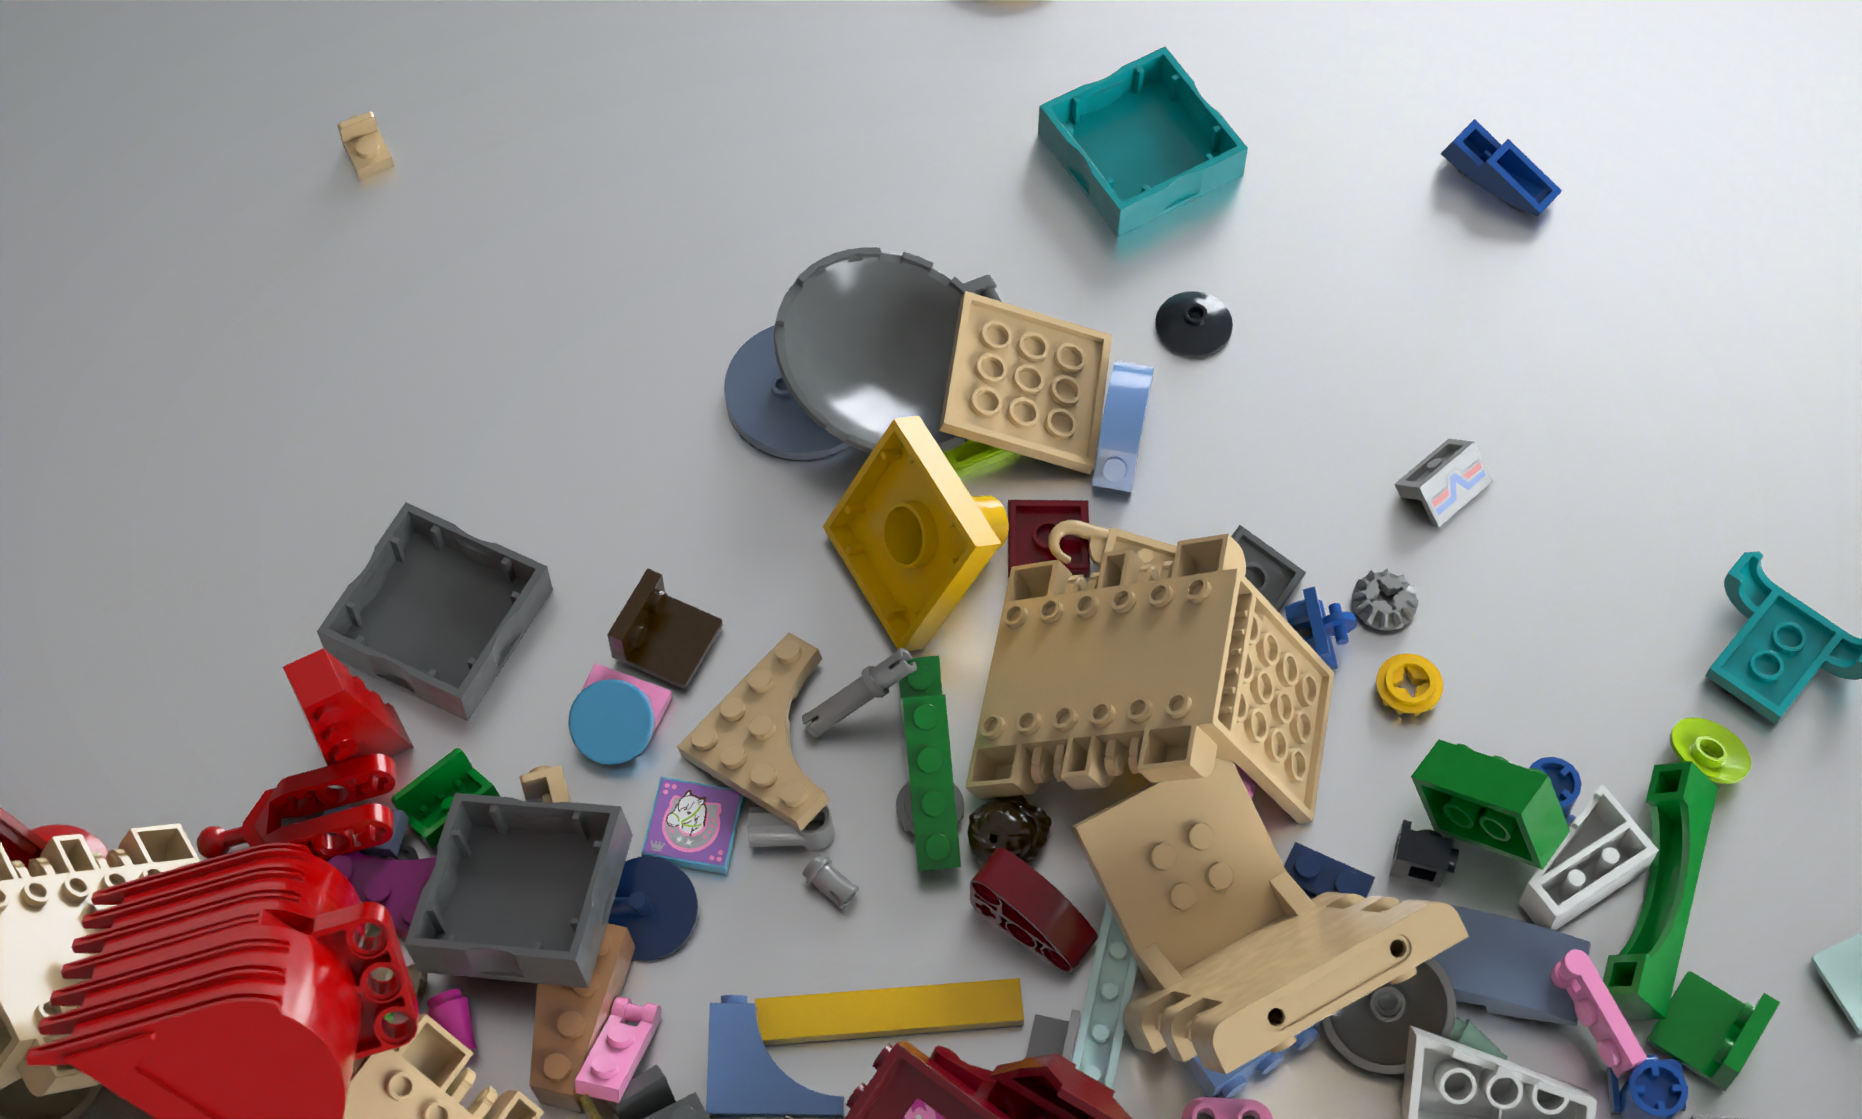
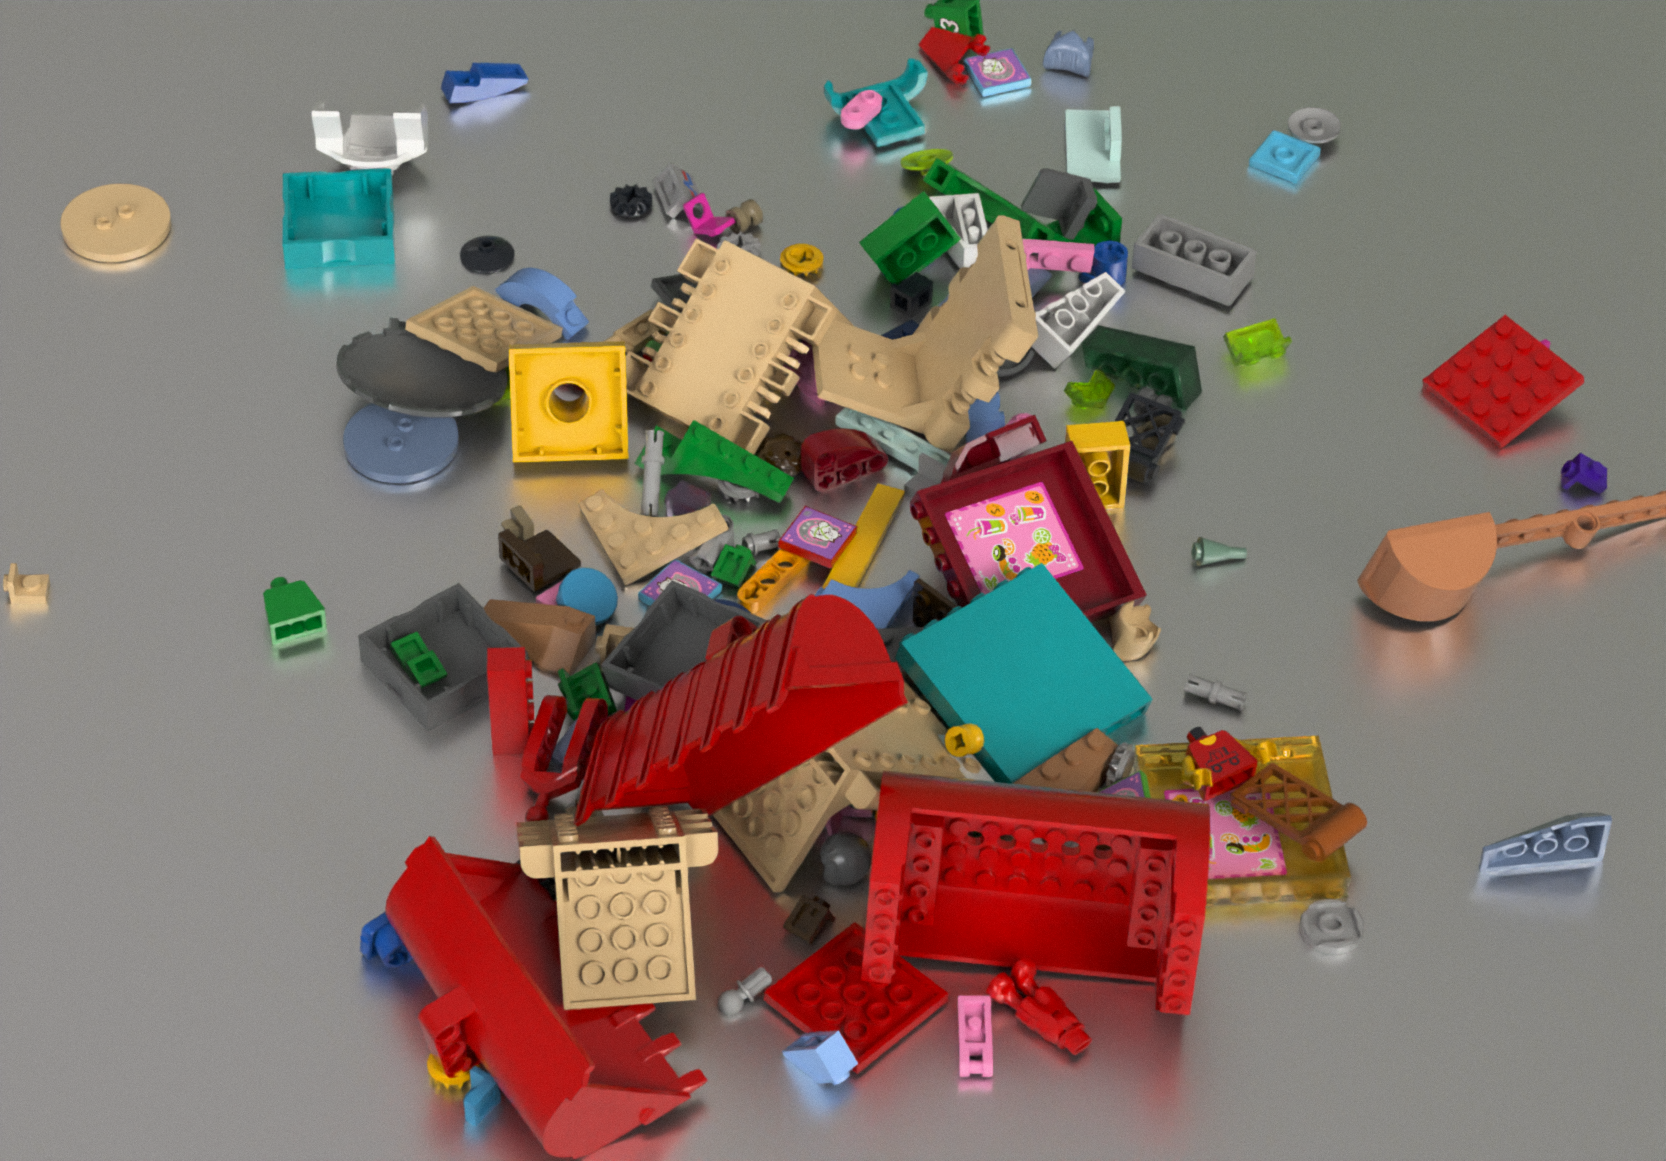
camera: 65 degrees left, 15 degrees down
(423, 588) = (417, 660): none -> green slope
(442, 414) = (292, 611): none -> green torso
(534, 704) = (550, 633): none -> medium nougat wedge
(706, 587) = (519, 524): none -> dark tan tile
(766, 867) = (733, 565): none -> green bracket
(783, 934) = (773, 571): none -> light orange beam
(847, 761) = (685, 499): none -> clear purple brick
(861, 948) = (817, 537): none -> tile
(1274, 103) = (371, 138): none -> white piece
(1384, 443) = (640, 202): none -> black gear
(1404, 543) = (707, 222): none -> dark pink bracket
(1441, 577) = (746, 215): none -> dark tan wheel
(1726, 975) = (1061, 198): none -> dark grey bracket
(1749, 621) = (861, 109): none -> bright pink plate

